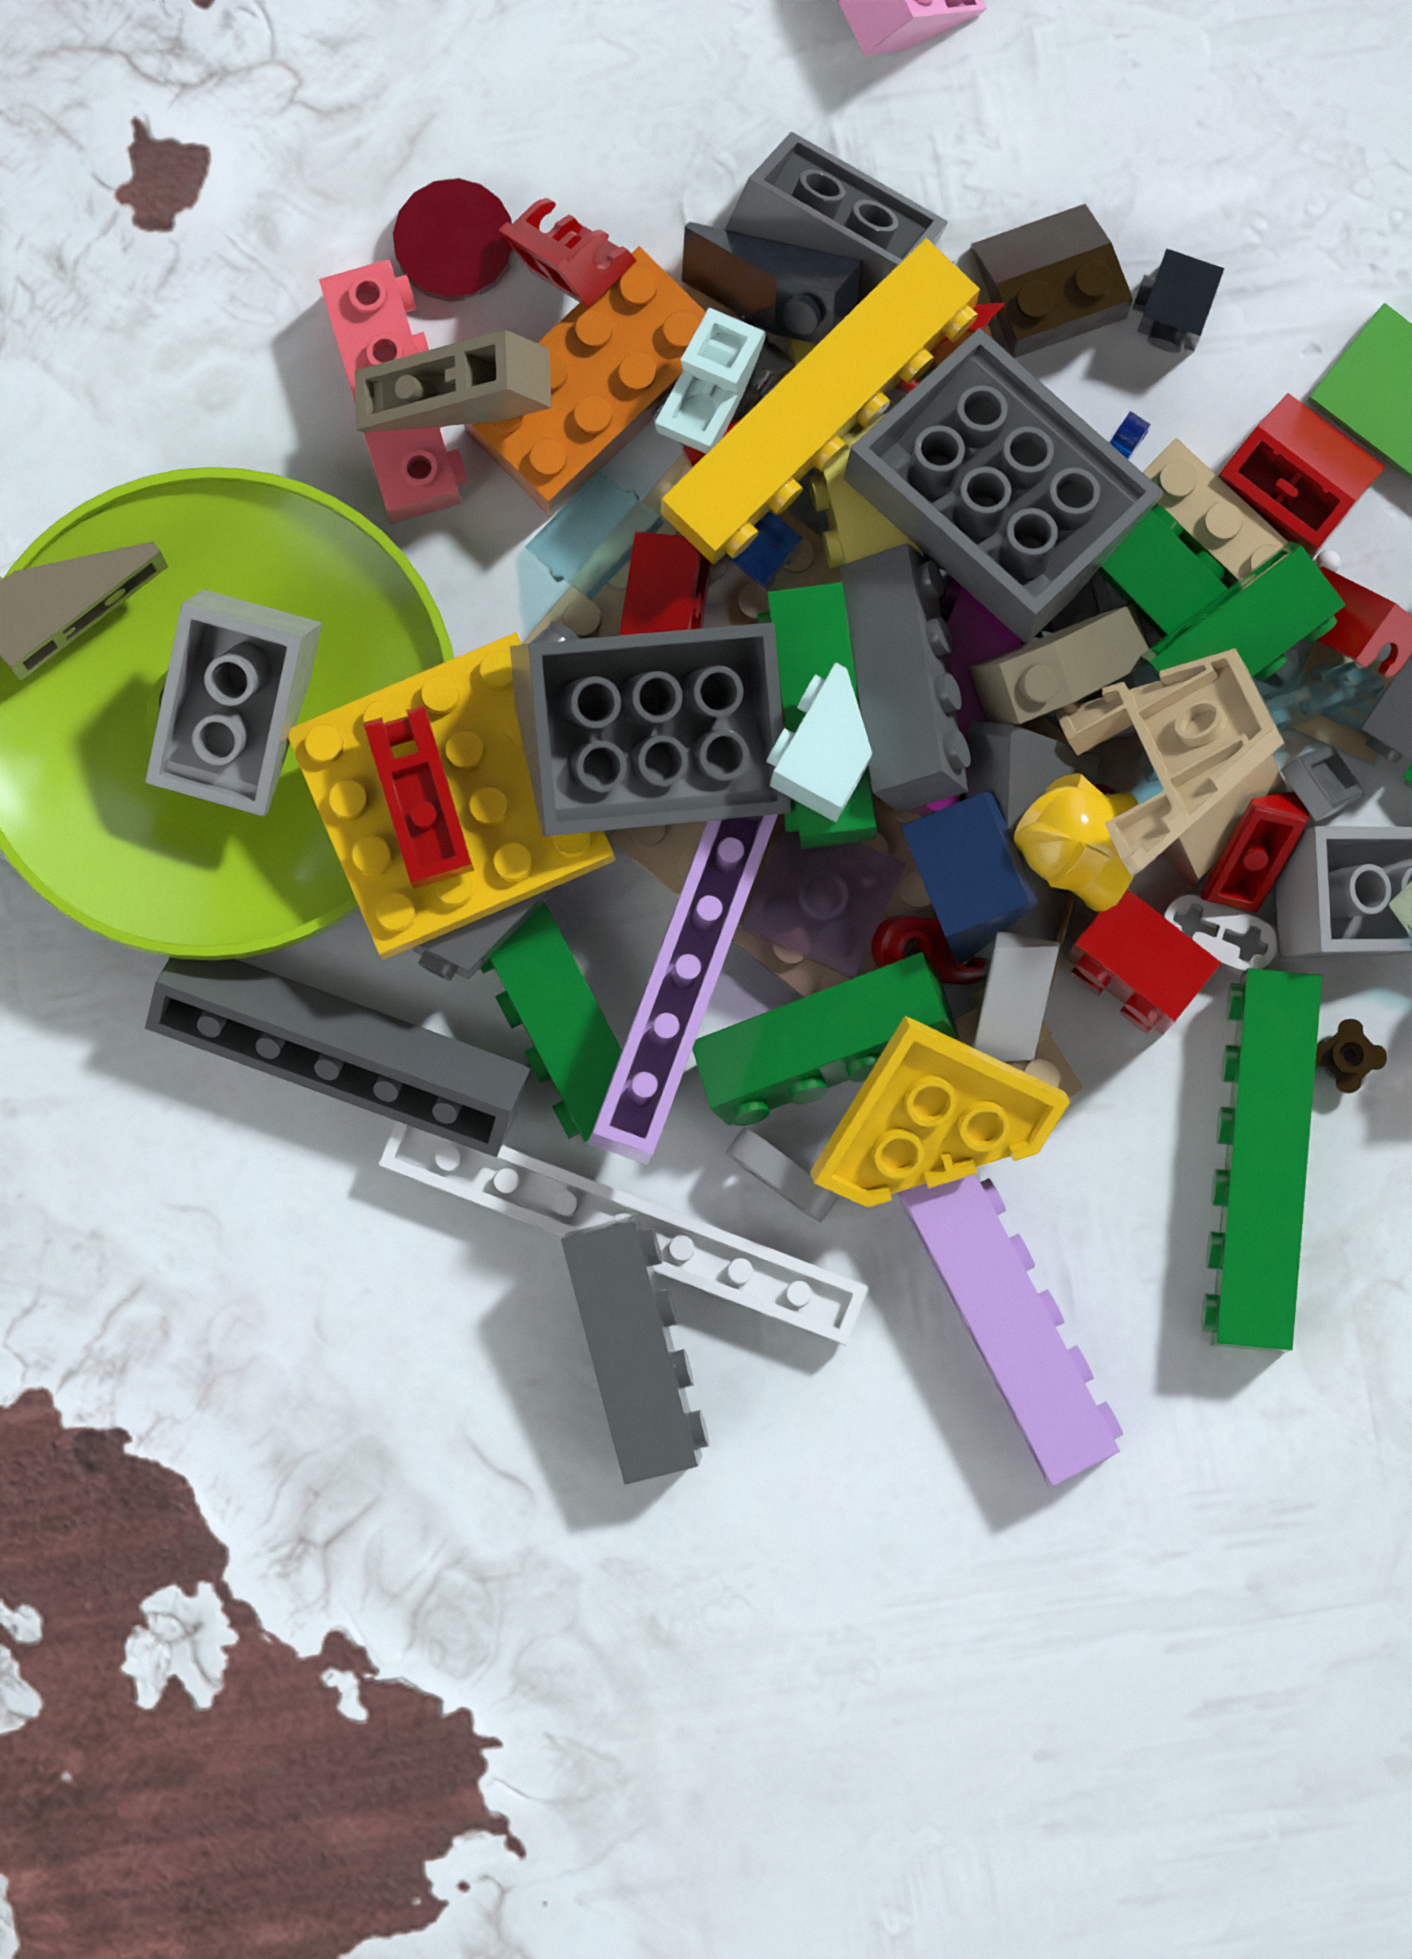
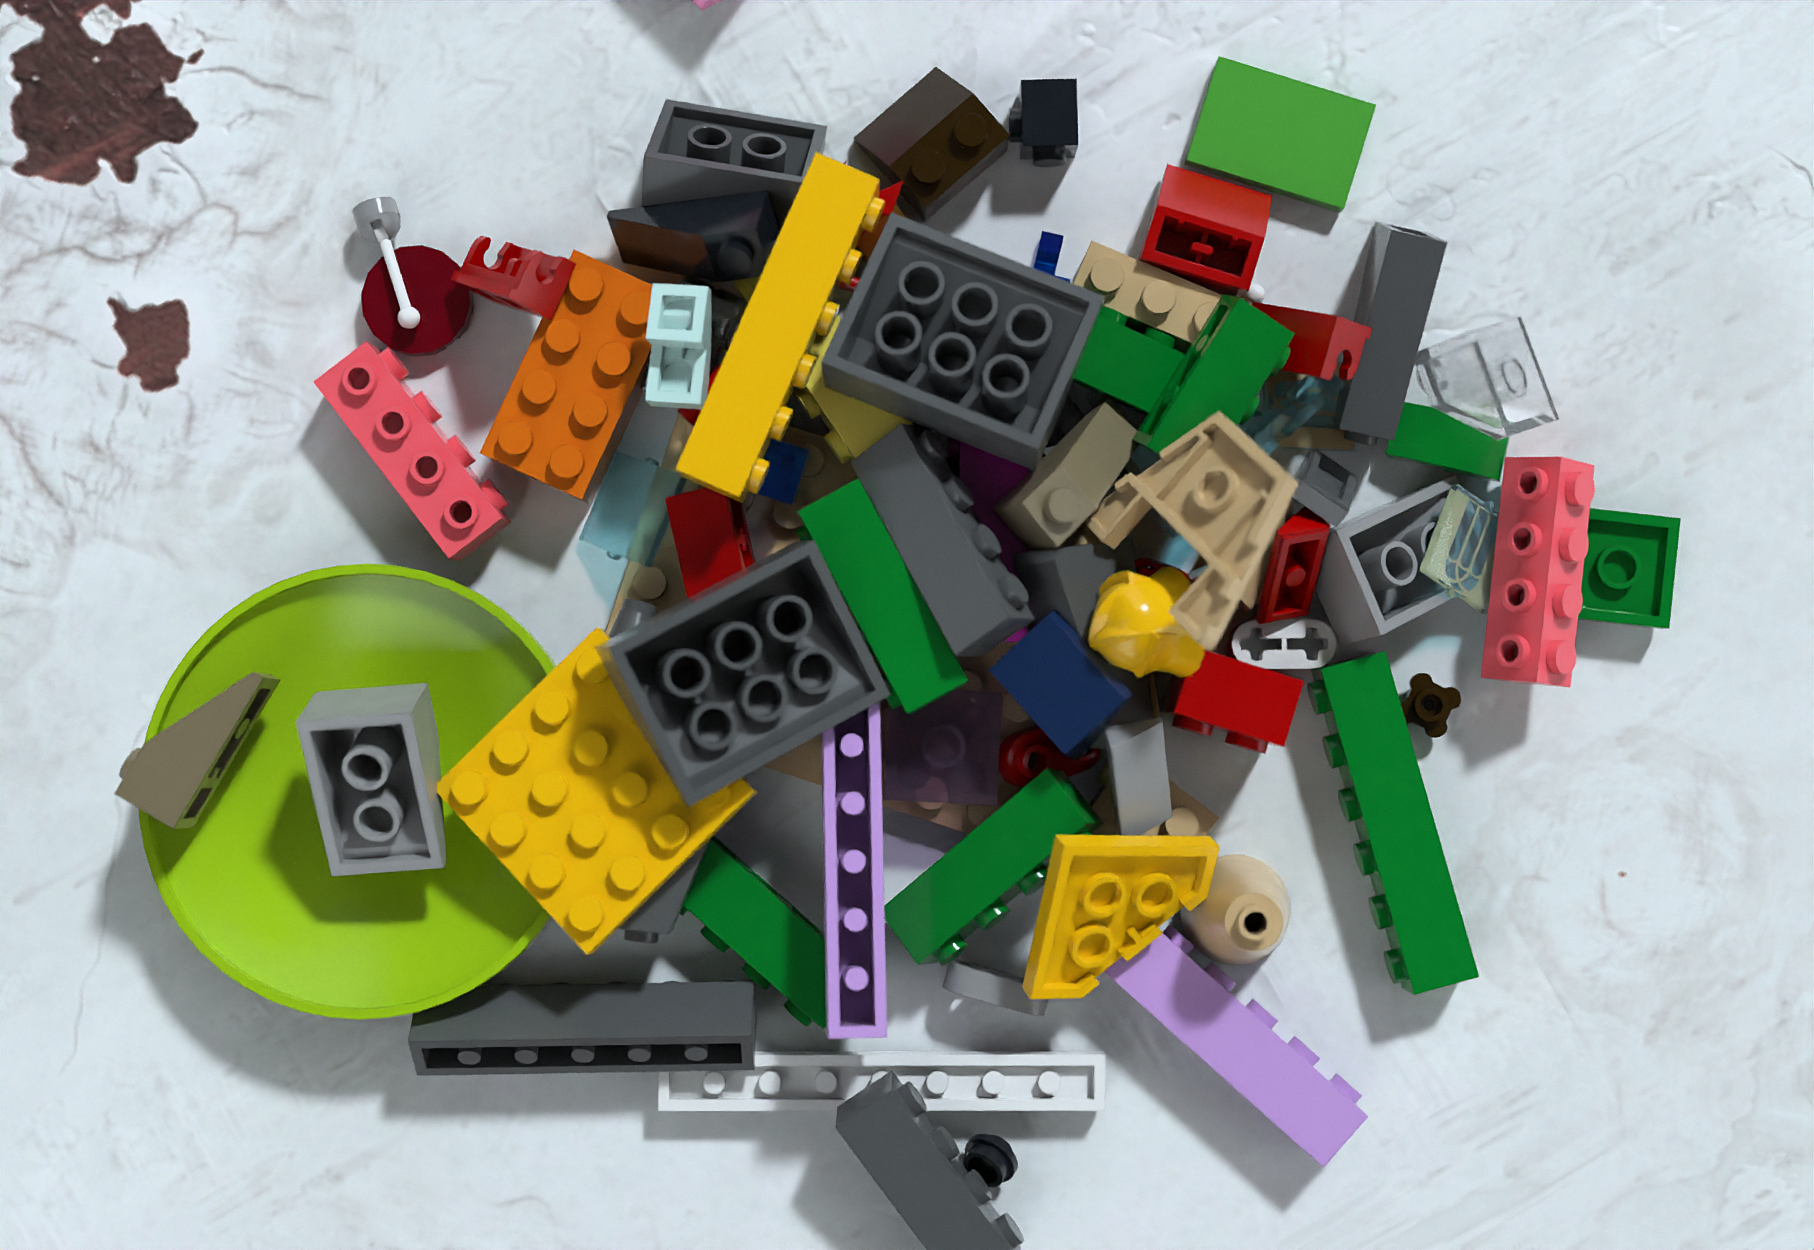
camera: 20 degrees left, 5 degrees up
(419, 799) = (567, 810): red plate -> none
(446, 145) = (380, 223): none -> hinge
(455, 385) = (462, 431): dark tan slope -> none
(708, 1350) = (990, 1158): none -> black plate
(827, 751) = (903, 632): light aqua slope -> none
(1048, 1214) = (1236, 889): none -> tan cone

